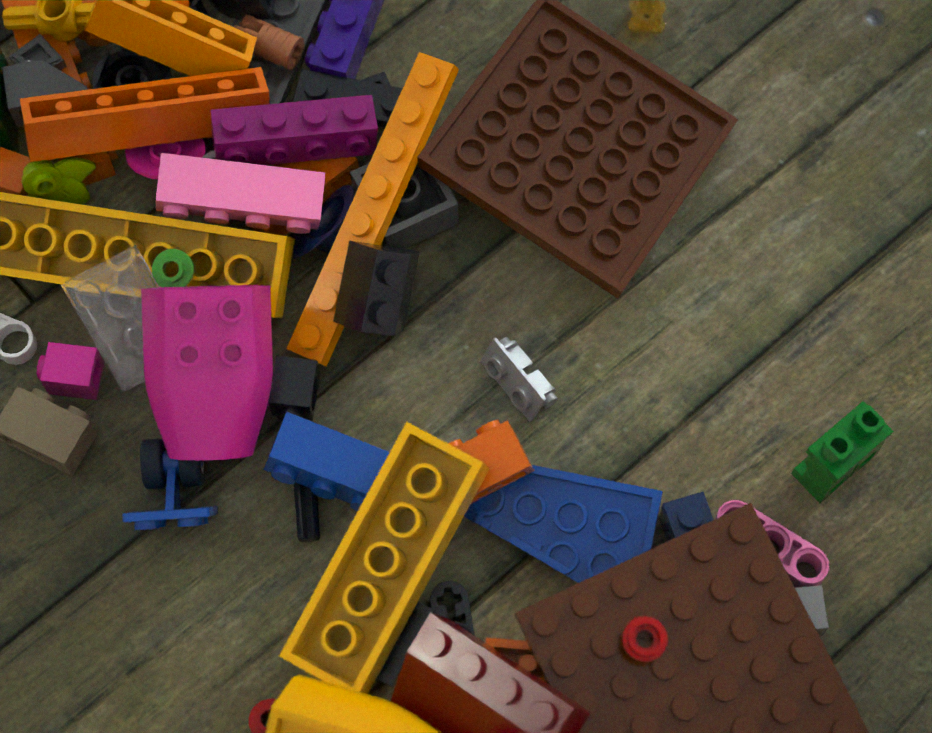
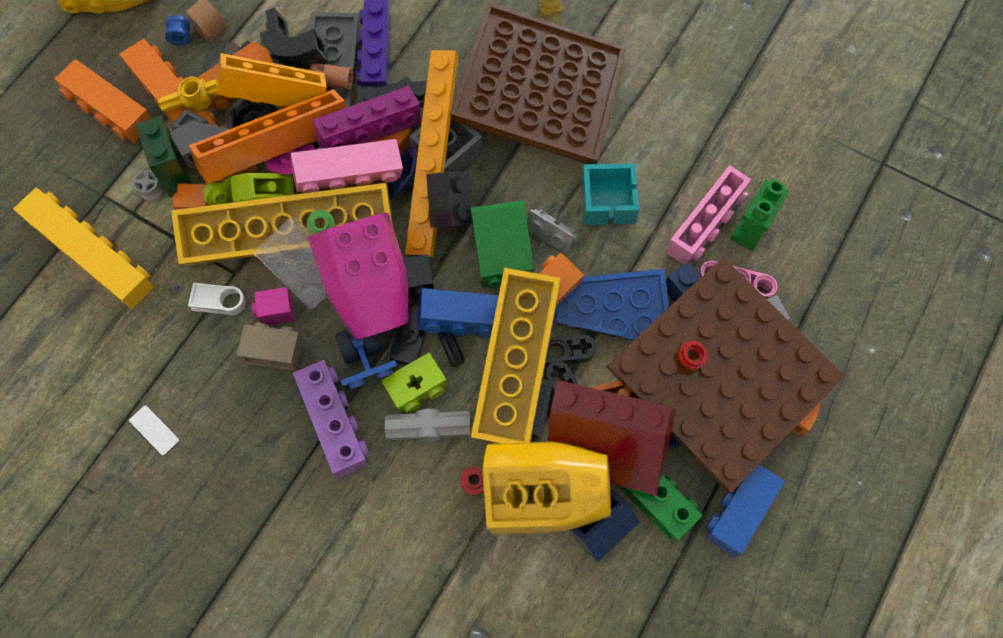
camera: 20 degrees left, 0 degrees up
(97, 563) = (331, 420): none -> medium lavender brick
(108, 187) = (261, 186): none -> lime brick
(212, 544) = (423, 372): none -> lime brick
(229, 617) = (427, 425): none -> light grey piece
(246, 483) = (407, 341): none -> black plate
(432, 376) = (501, 241): none -> green slope
(492, 562) = (577, 356): none -> black beam
(623, 348) = (609, 194): none -> teal piece
(763, 429) = (708, 215): none -> bright pink brick

